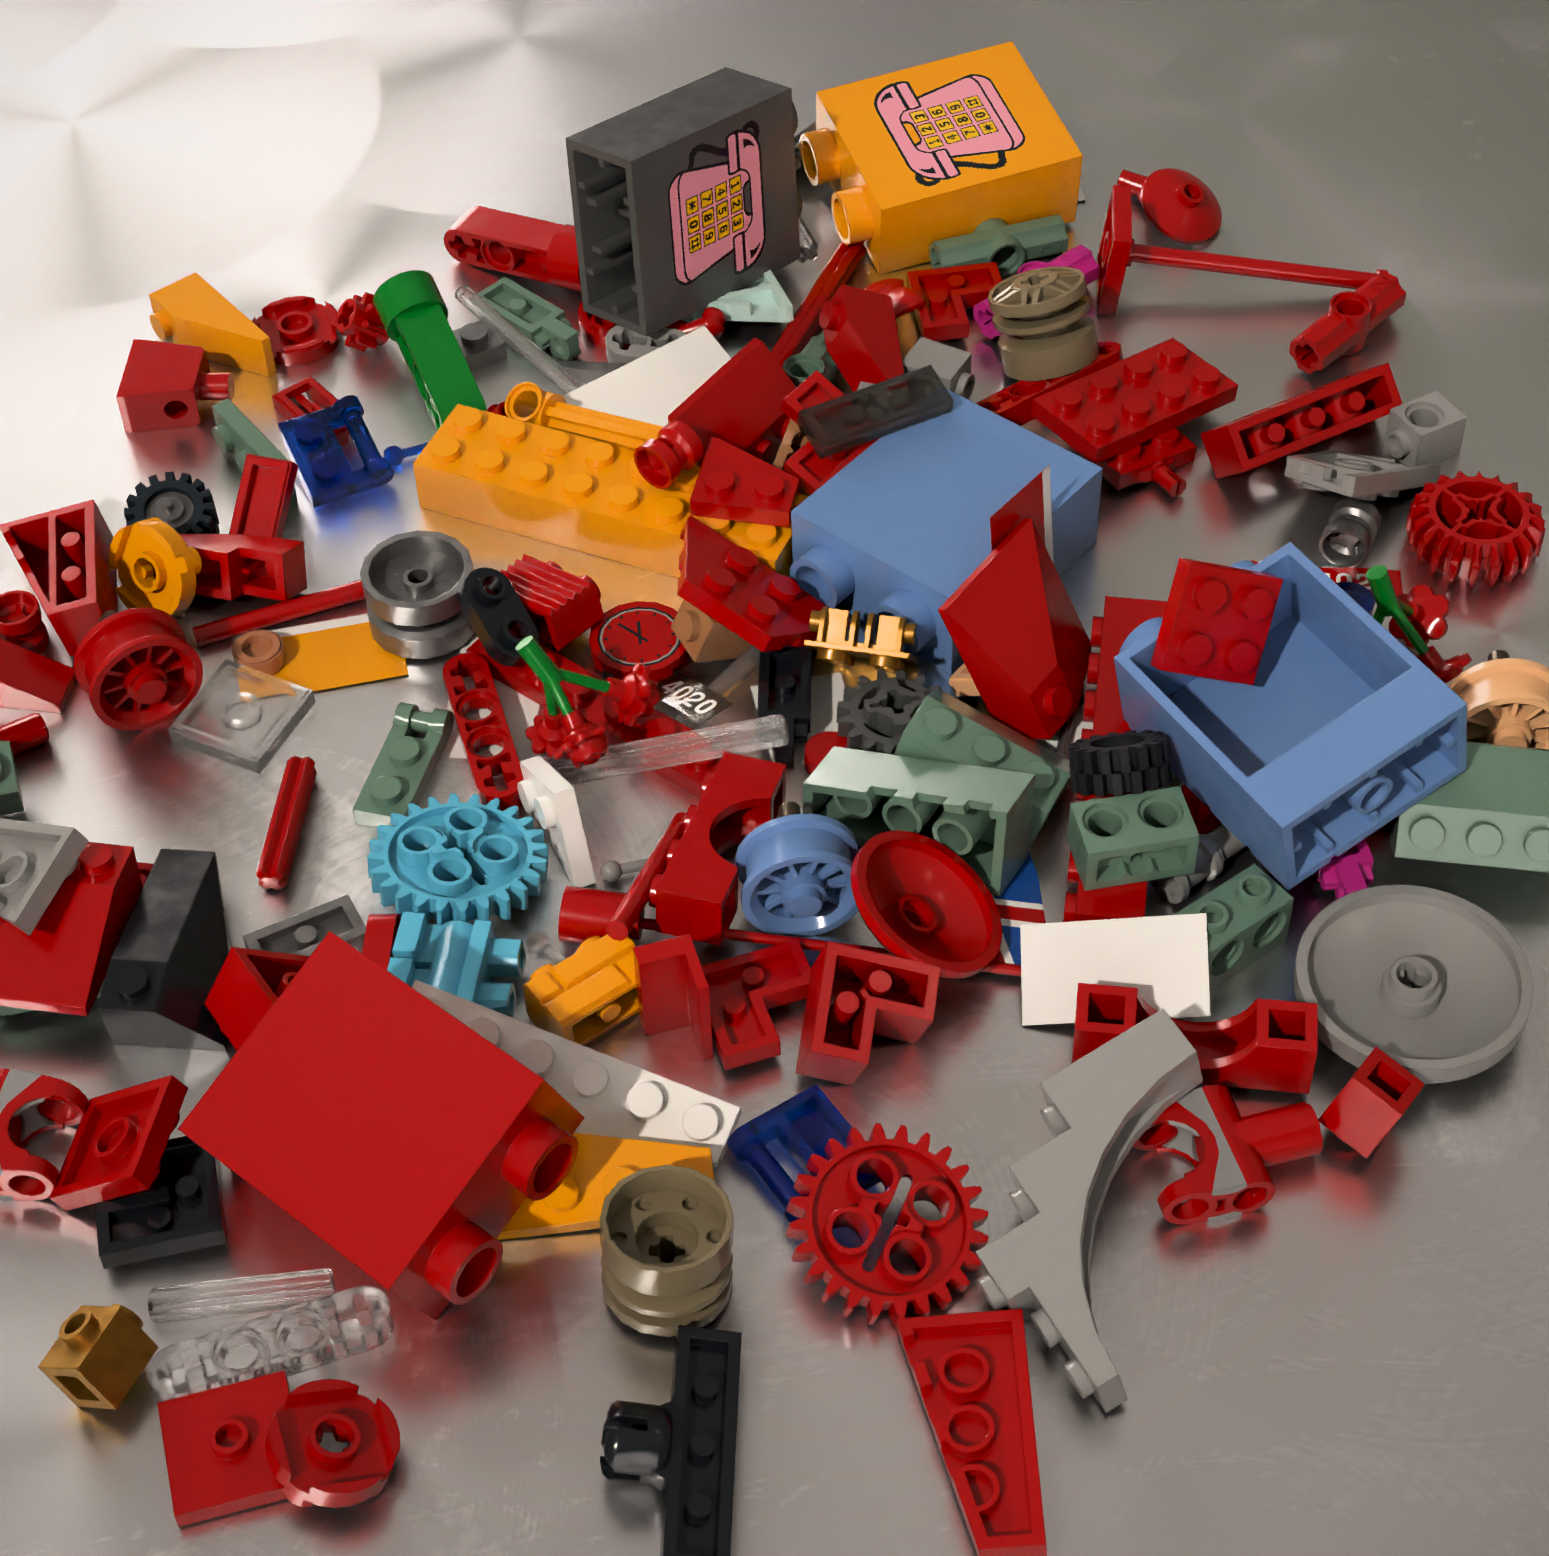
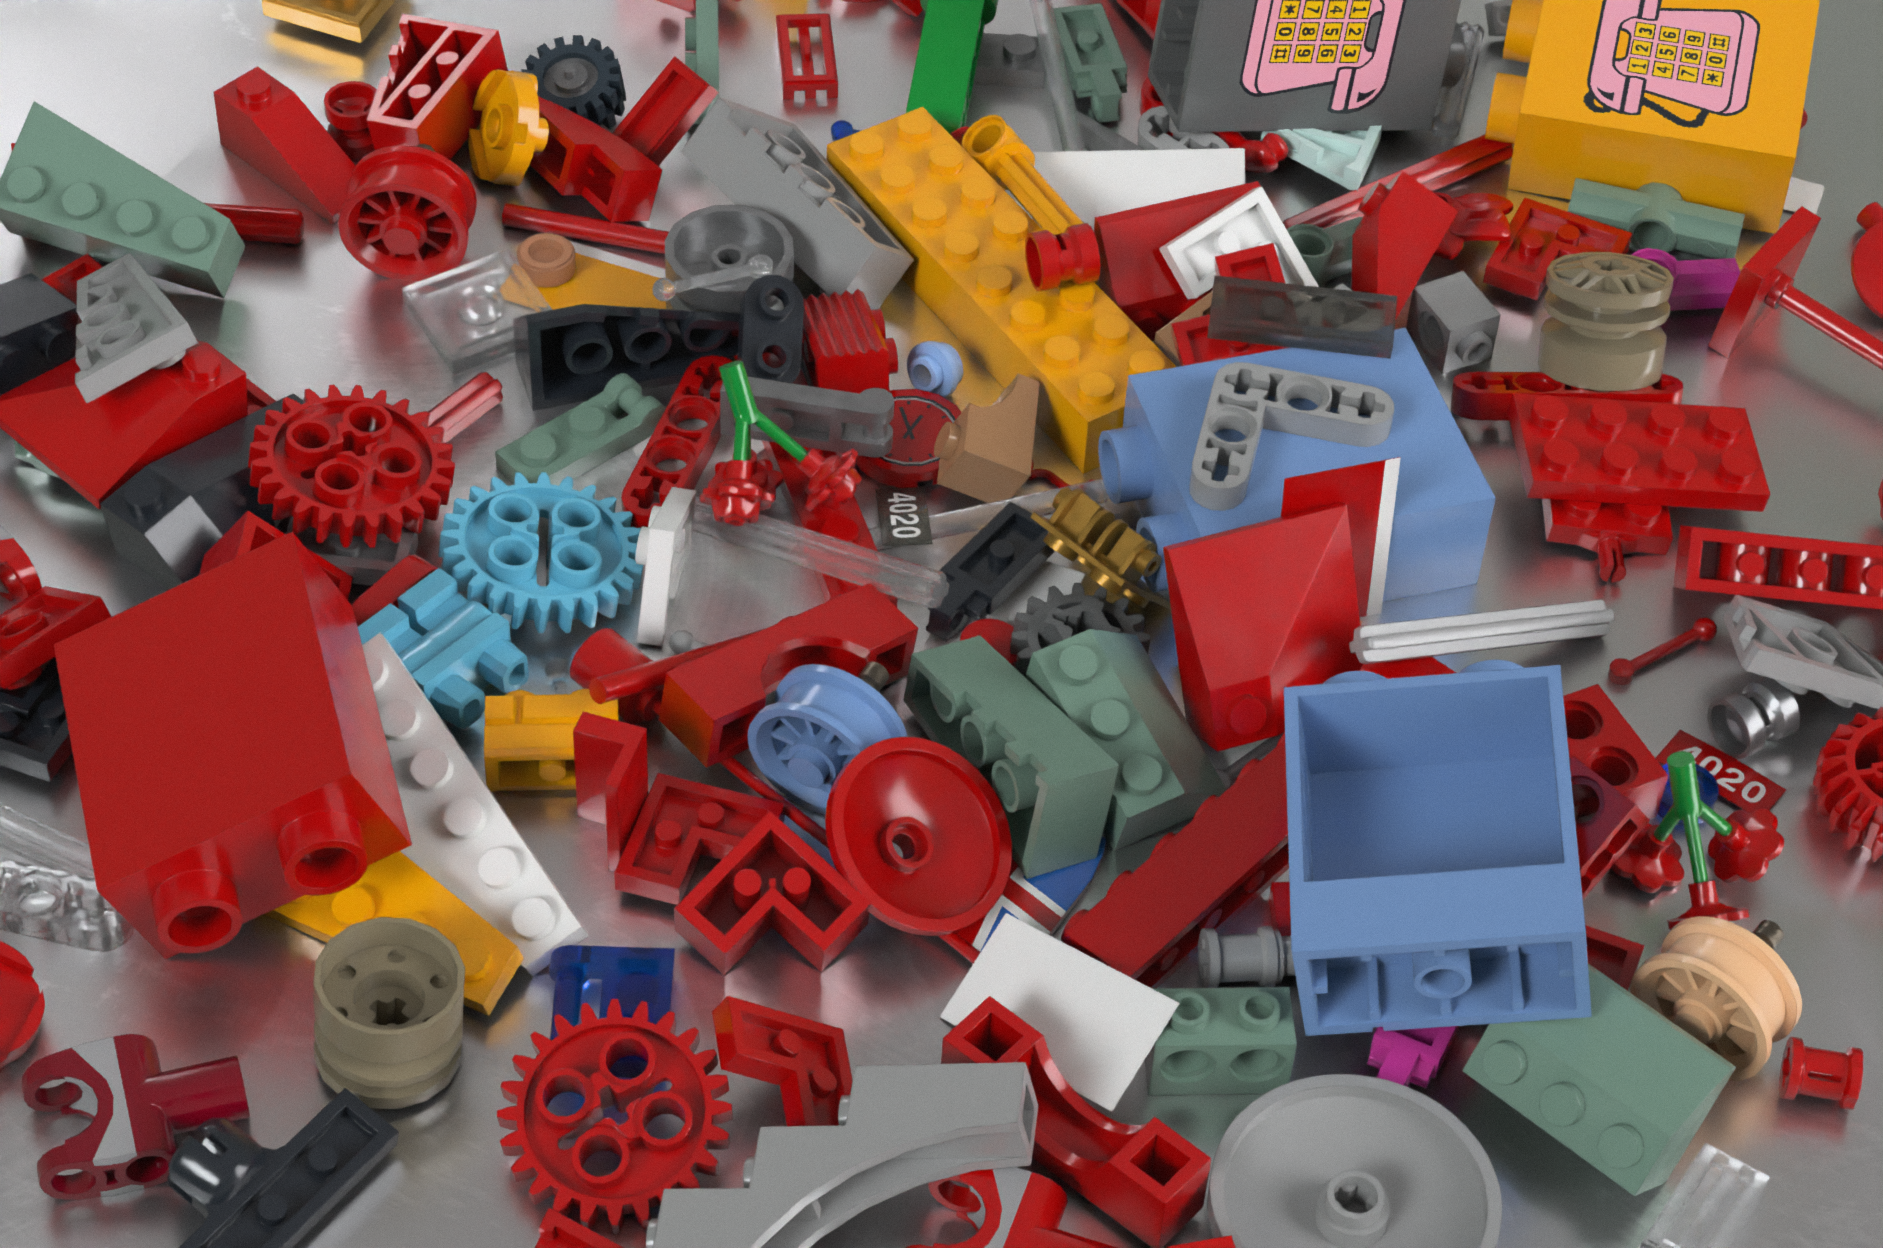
camera: 30 degrees right, 0 degrees up
(265, 875) = (351, 466): none -> red gear
(320, 458) = (768, 80): clear blue plate -> none
(359, 701) = (579, 348): none -> black wedge
(390, 502) = (779, 171): none -> light grey wedge
(454, 571) = (758, 266): none -> clear hinge
(527, 1442) = (132, 1112): none -> dark red connector
(591, 652) = (820, 416): none -> flat silver plate
(621, 574) = (935, 367): none -> light blue plate
(742, 488) = (1111, 327): red wing -> none
(743, 591) = (1027, 433): red wing -> none
(766, 383) = (1236, 227): none -> white plate
(886, 489) = (1253, 412): none -> light grey beam
(973, 1106) = (788, 1051): none -> red plate
(1120, 763) = (1224, 804): black tyre -> none
(1132, 838) = (1176, 887): sand green brick -> none
(1148, 566) = (1480, 631): none -> light grey axle
(1216, 621) = (1417, 707): red plate -> none
(1238, 548) = (1622, 670): none -> red hinge

